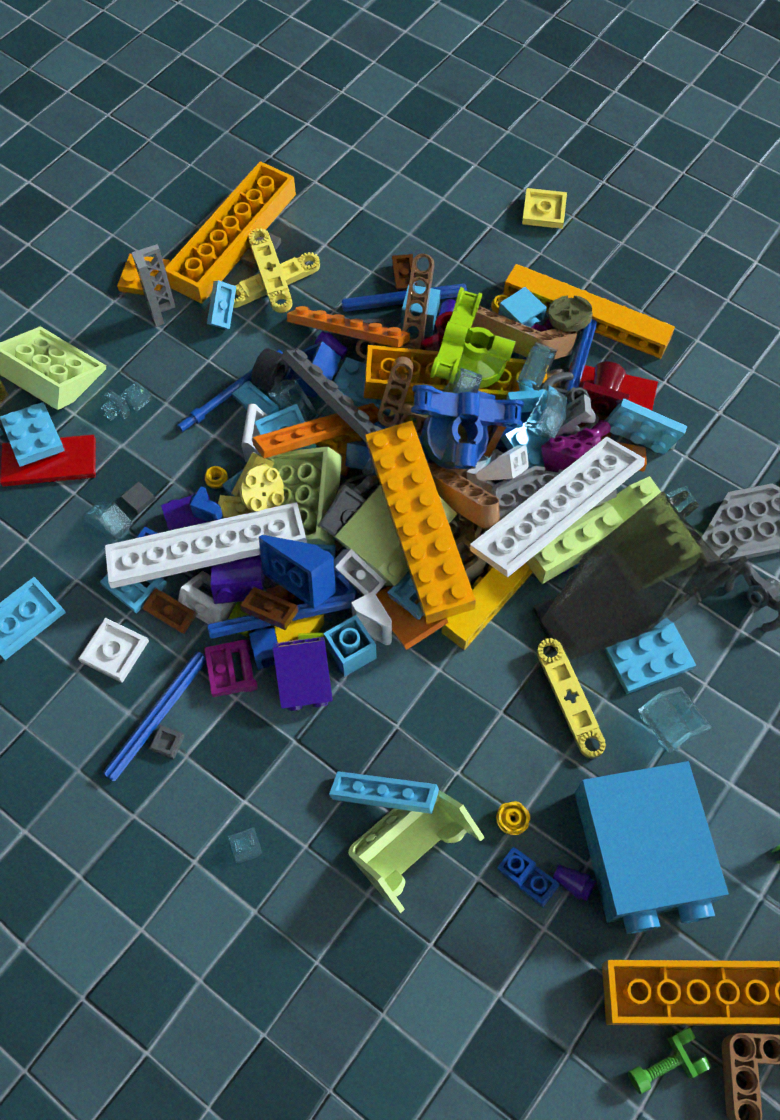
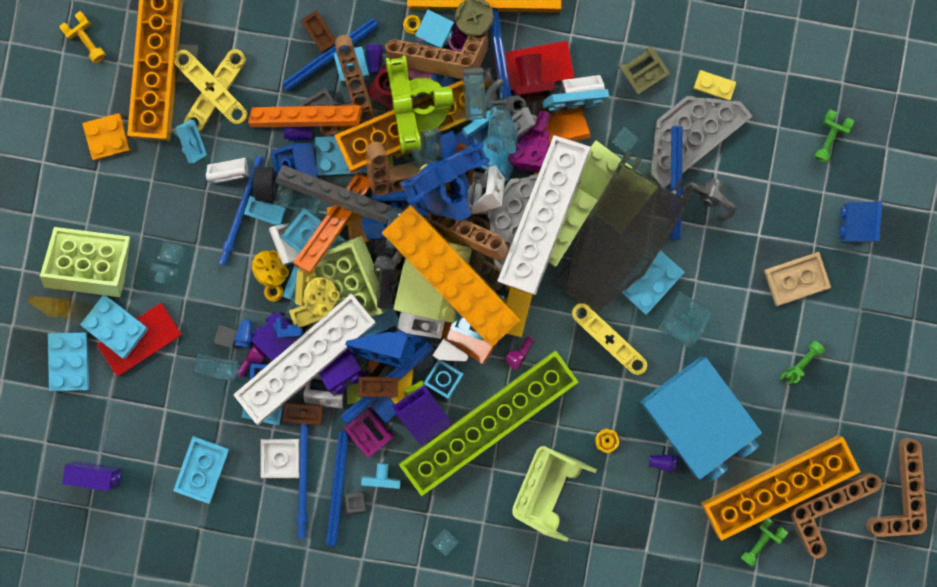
camera: 25 degrees left, 25 degrees up
(95, 727) = (302, 517): none -> blue bar
(149, 282) = (130, 159): light grey fence -> none
(152, 505) = (244, 334): none -> blue cone
(156, 523) = (254, 355): none -> magenta bar
(181, 207) = (96, 54): none -> yellow bar
(213, 727) = (381, 478): none -> medium azure tile
(224, 449) = (265, 261): none -> yellow plate
(237, 348) = (227, 171): none -> white tile
(375, 720) = (488, 423): none -> lime brick
(384, 792) = (518, 468): medium azure plate -> none
(448, 668) = (516, 358): none -> magenta bar
(528, 877) = (633, 472): blue slope -> none
(734, 538) = (676, 170): none -> blue axle
(735, 448) = (648, 75): none -> olive plate

